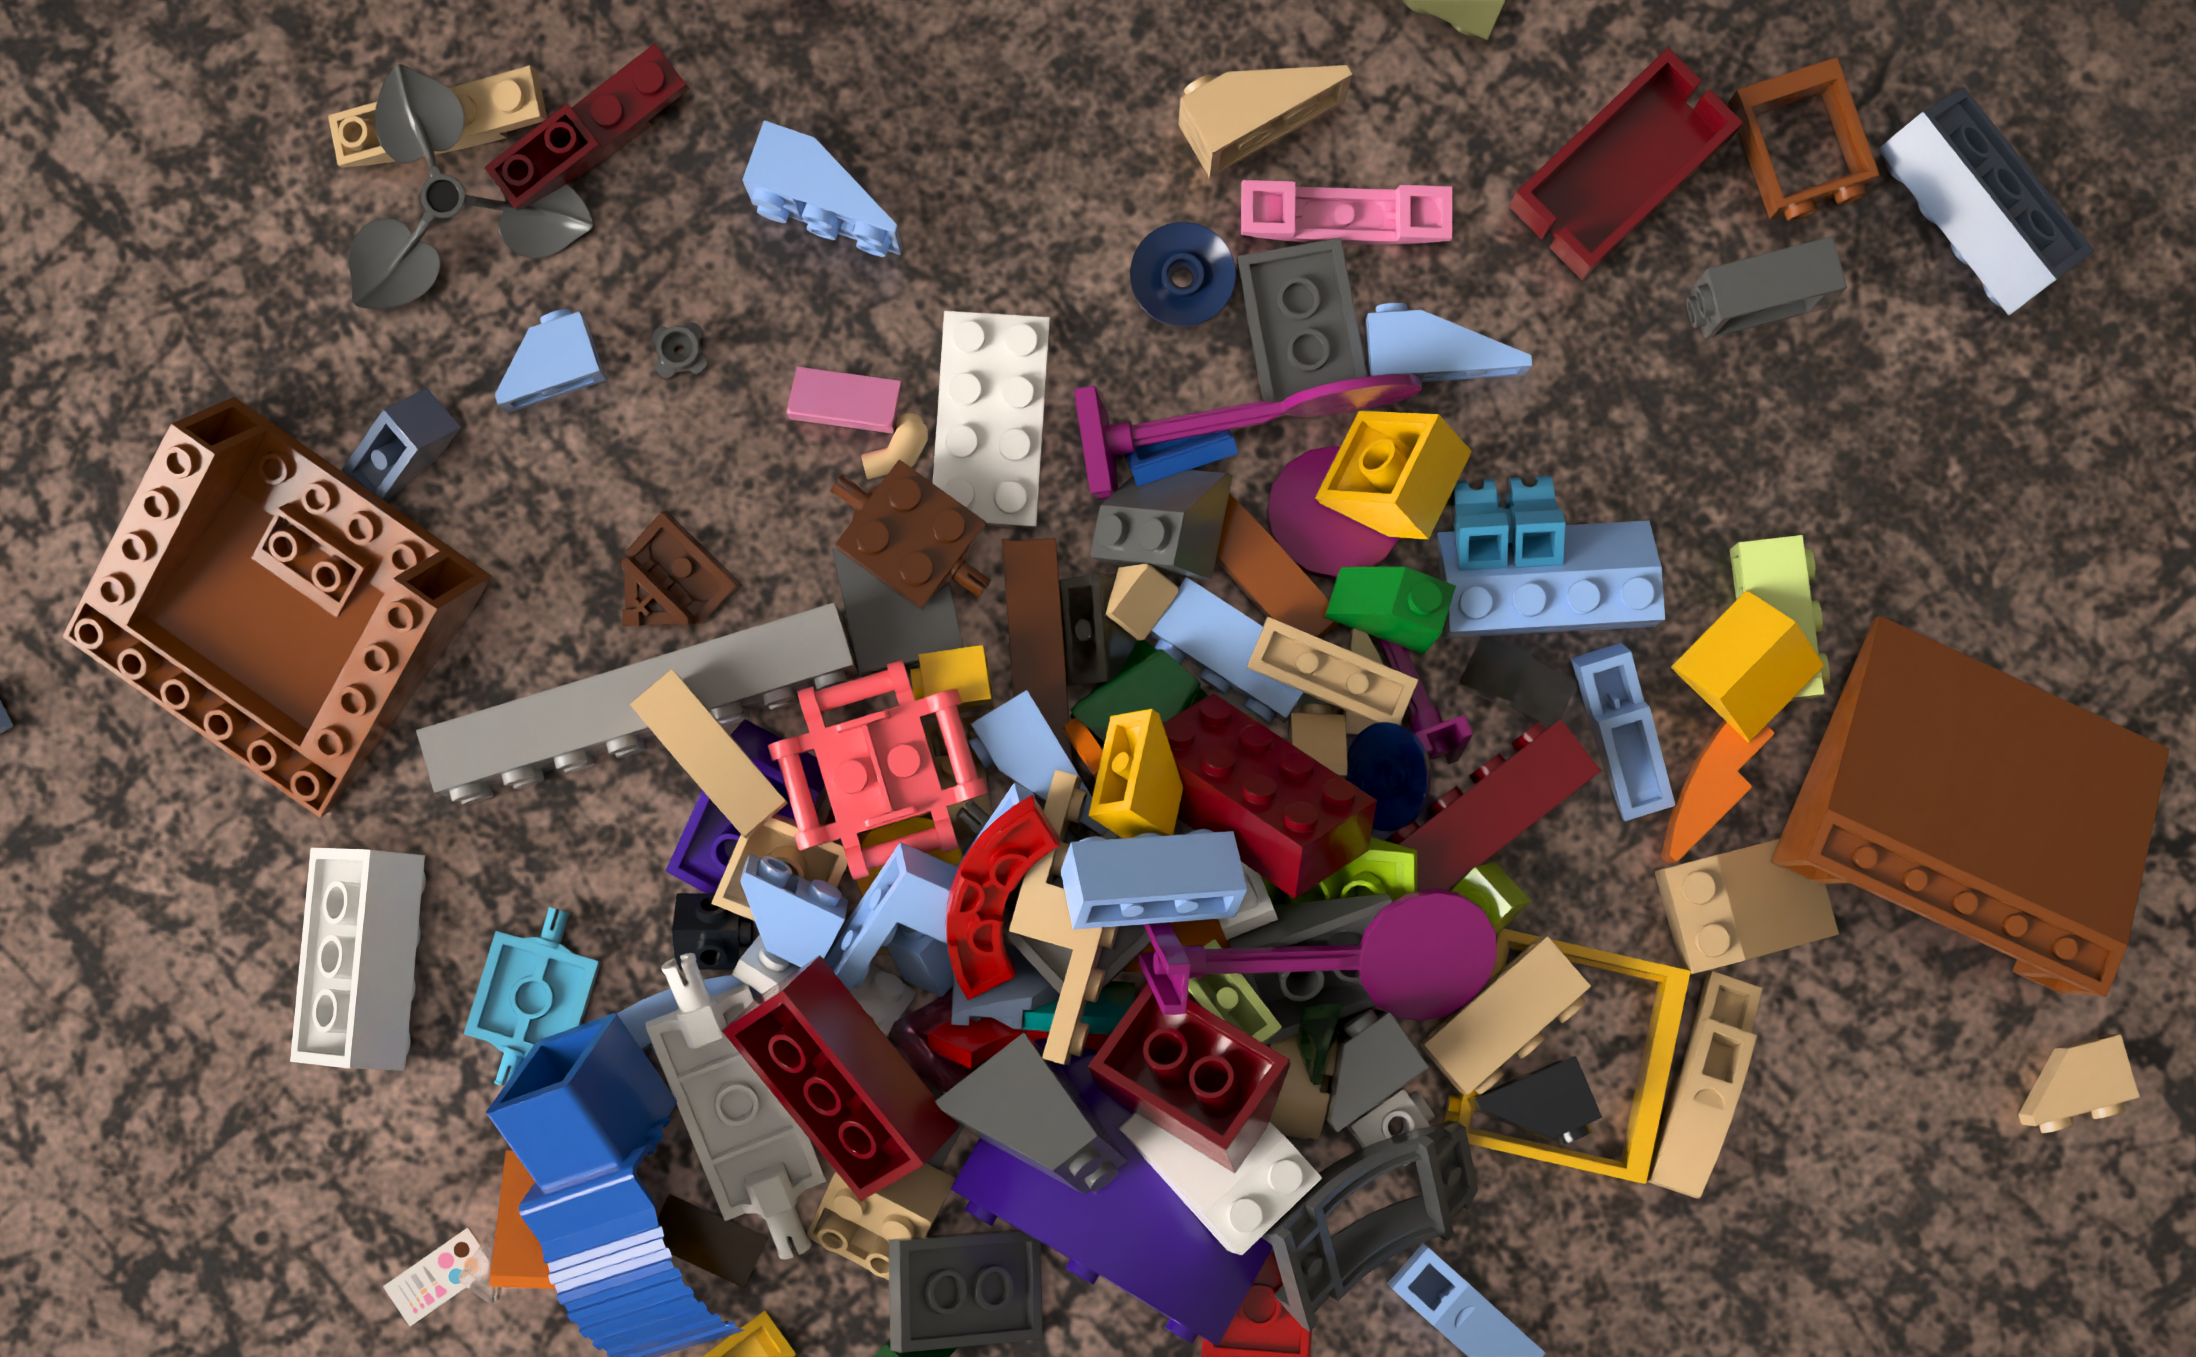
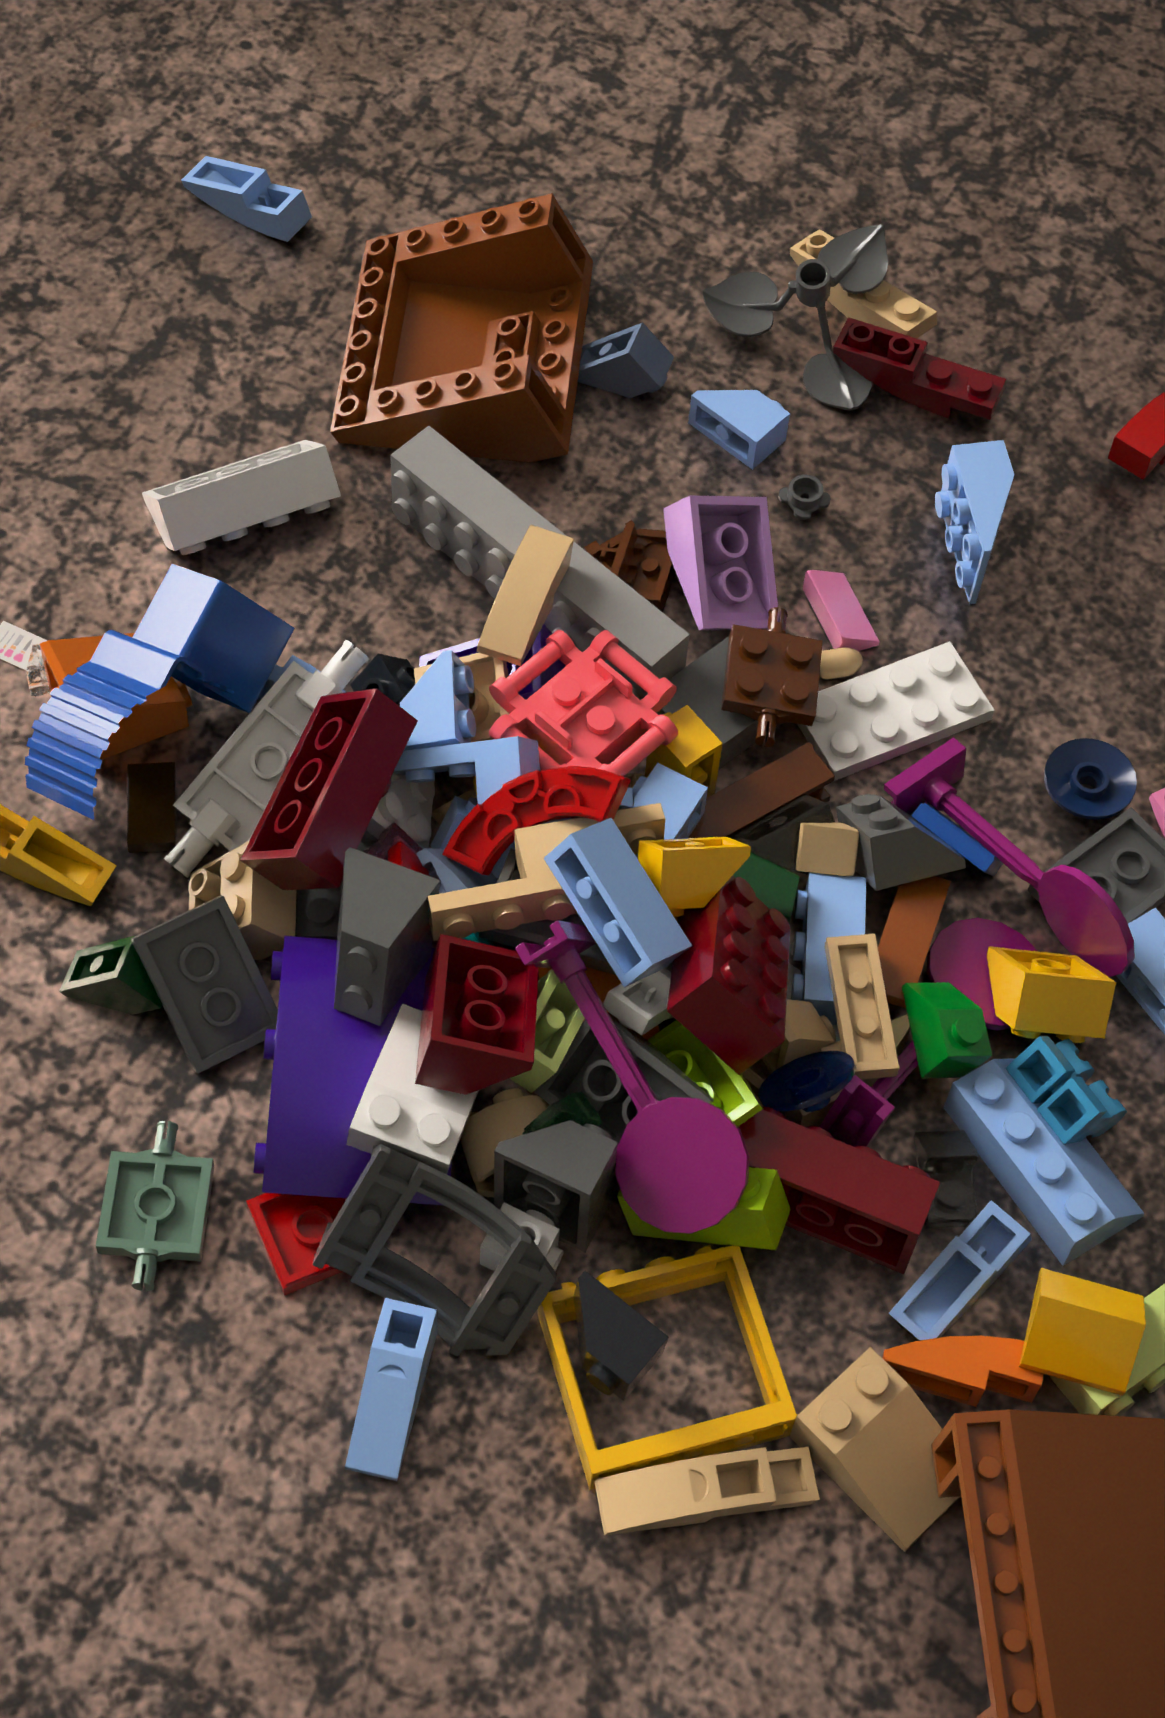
camera: 55 degrees right, 25 degrees down
(530, 992) = (294, 599): medium azure plate -> none
(731, 494) = (723, 559): none -> lavender slope
(1506, 1017) = (669, 1271): tan brick -> none

